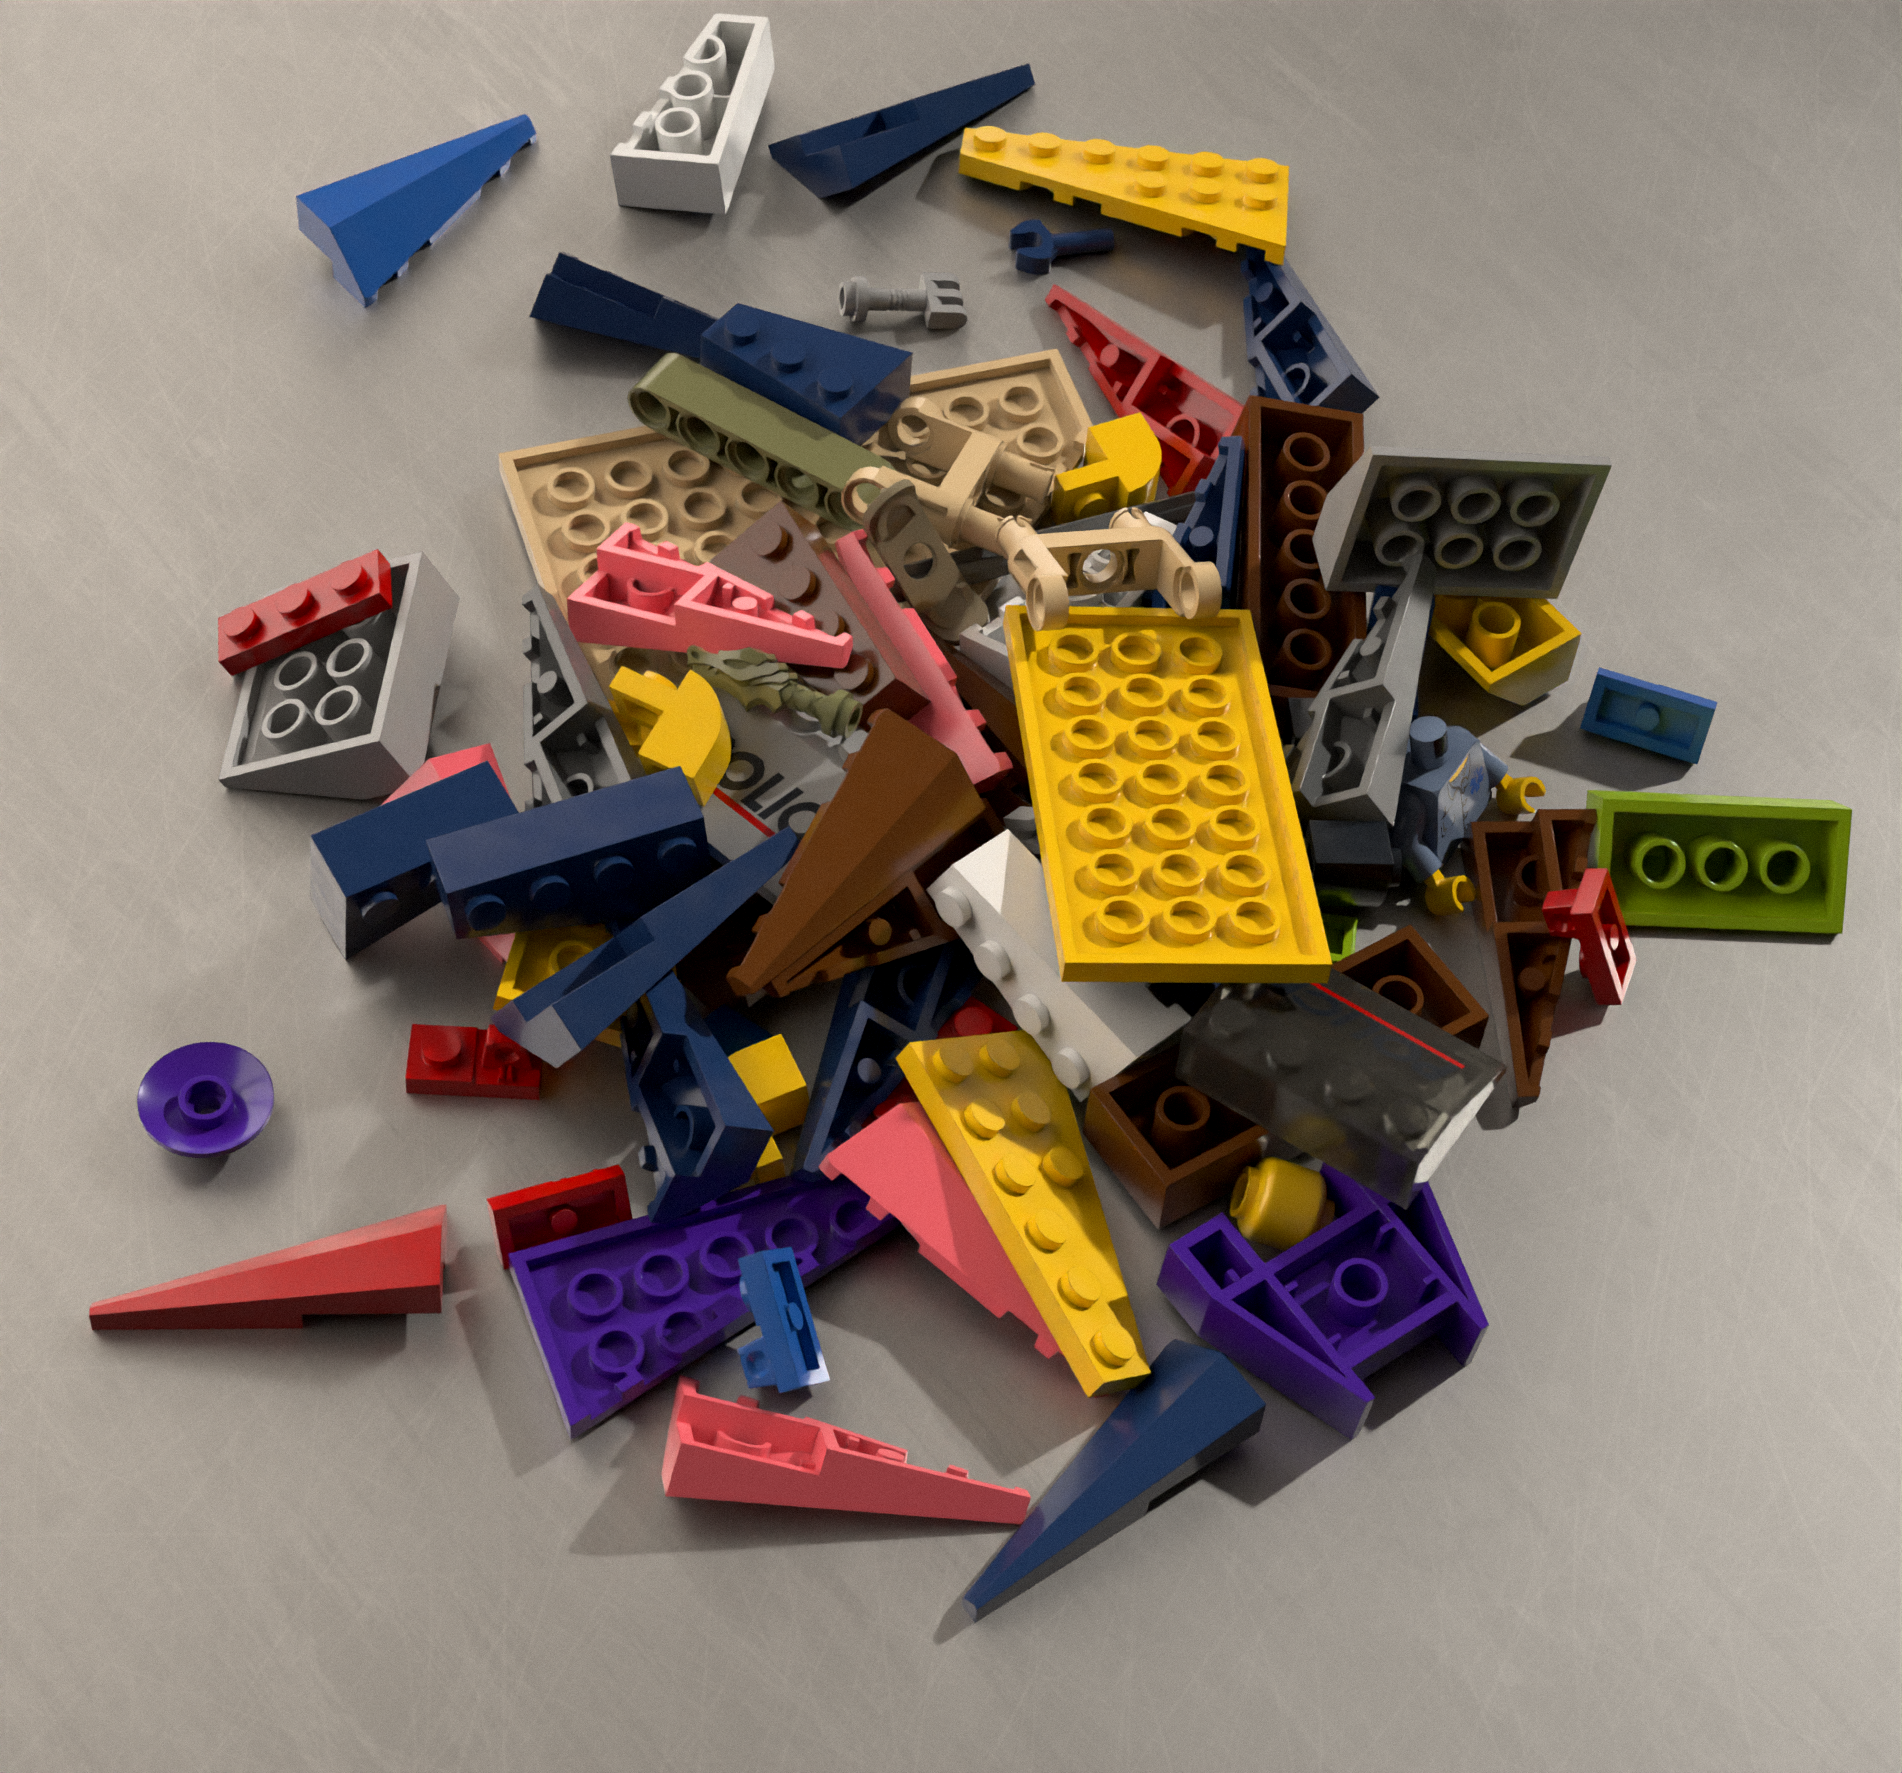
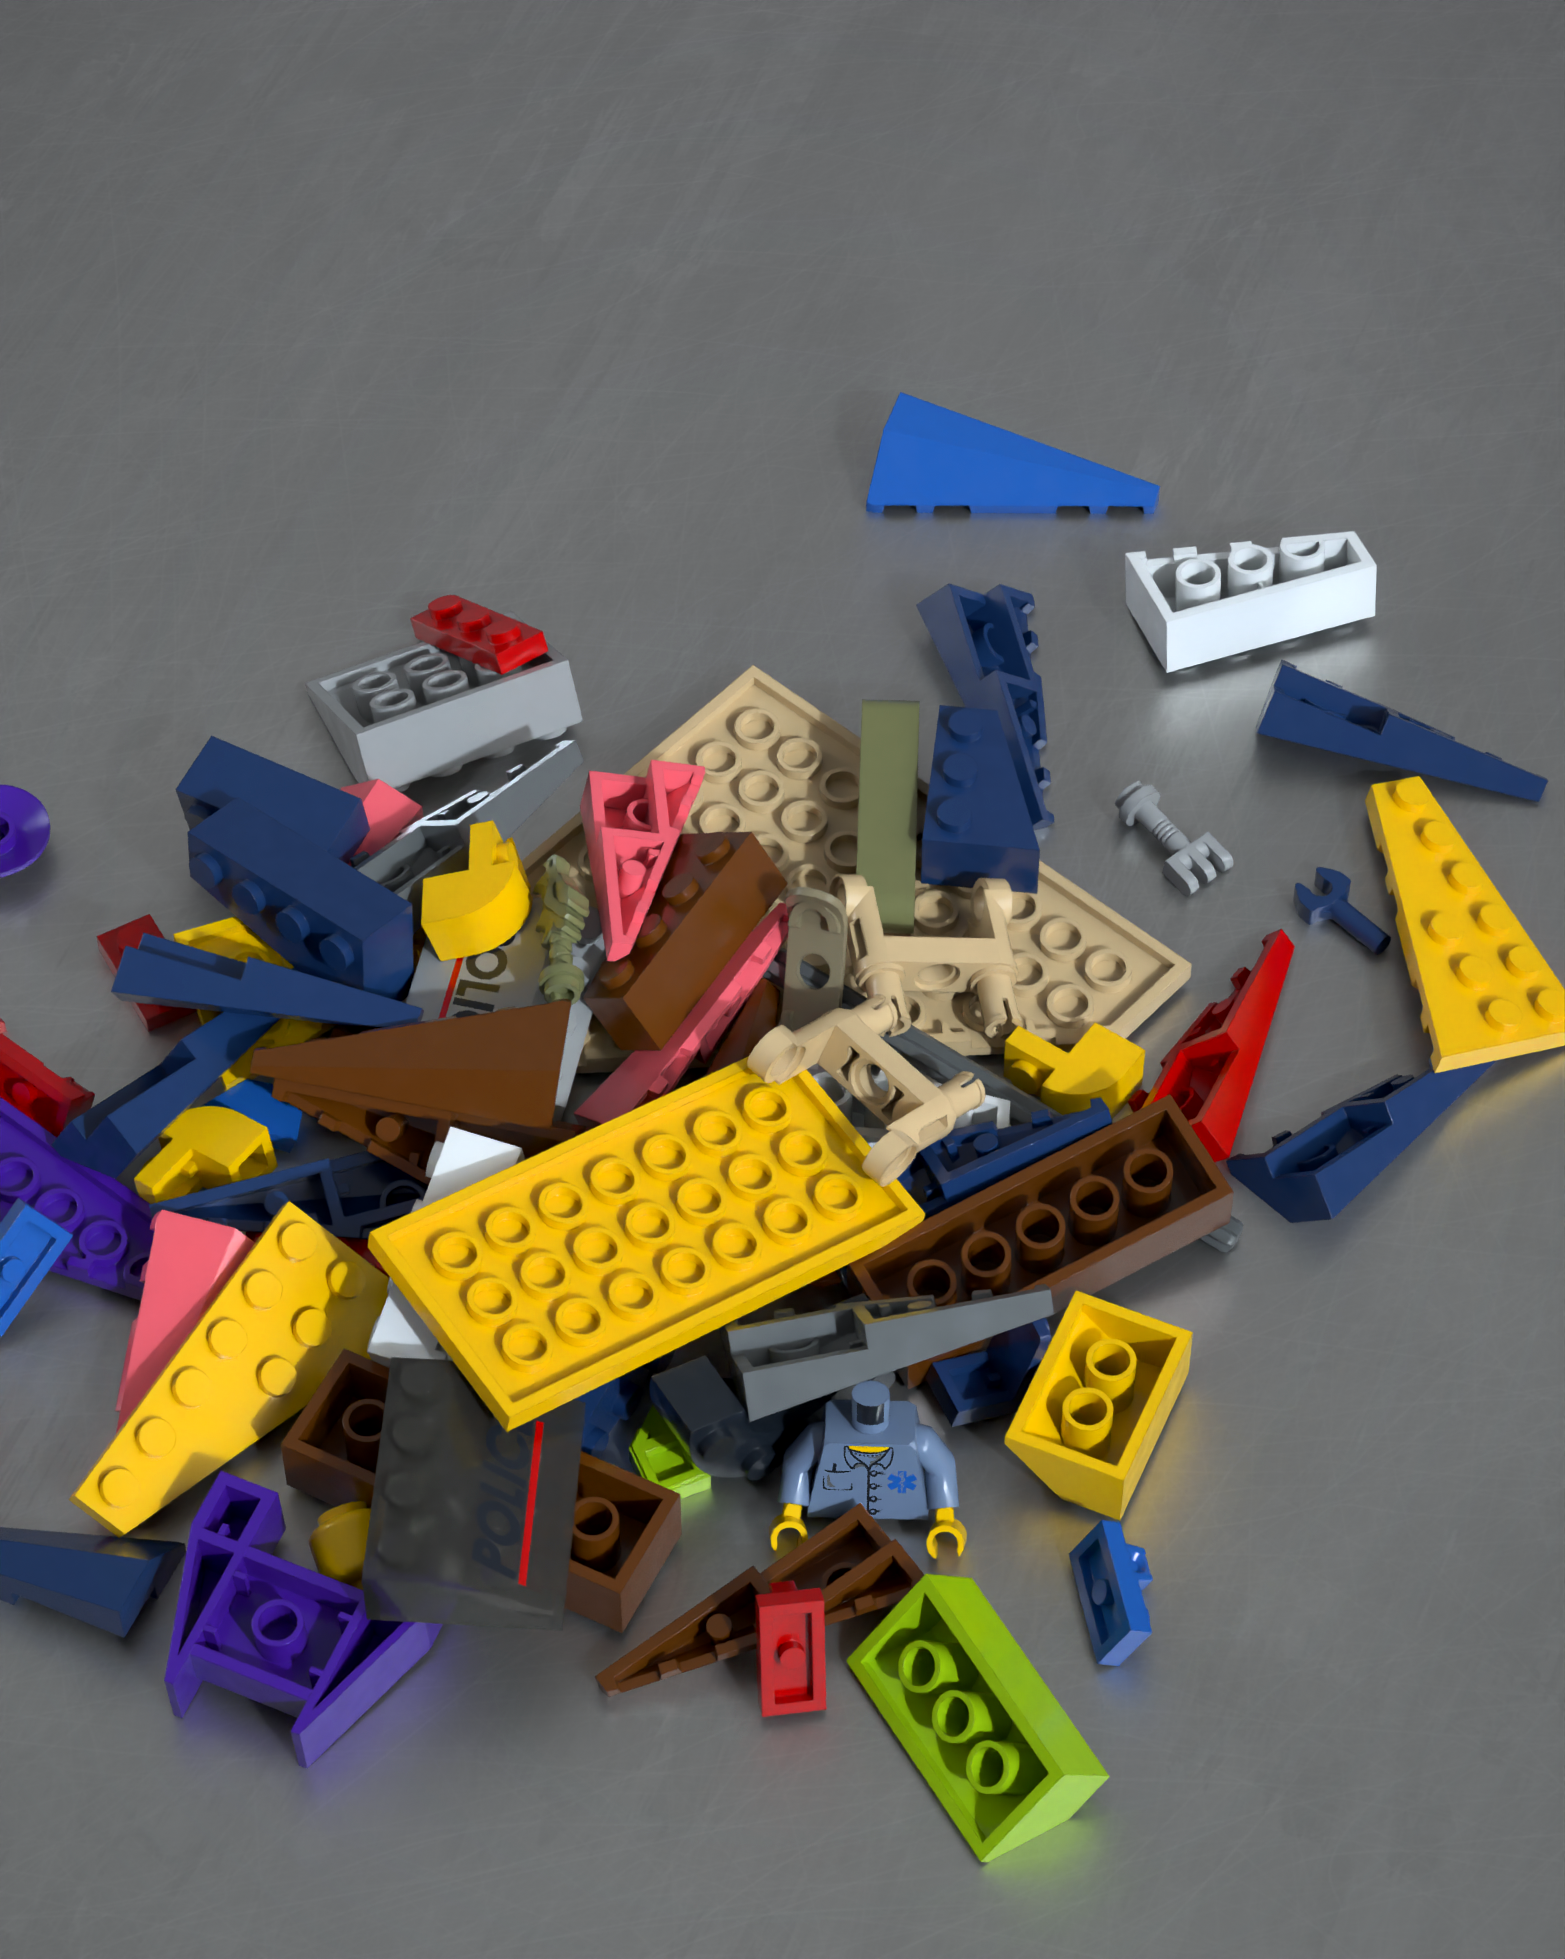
camera: 65 degrees right, 0 degrees up
(1480, 516) = (1106, 1308): light grey slope -> none

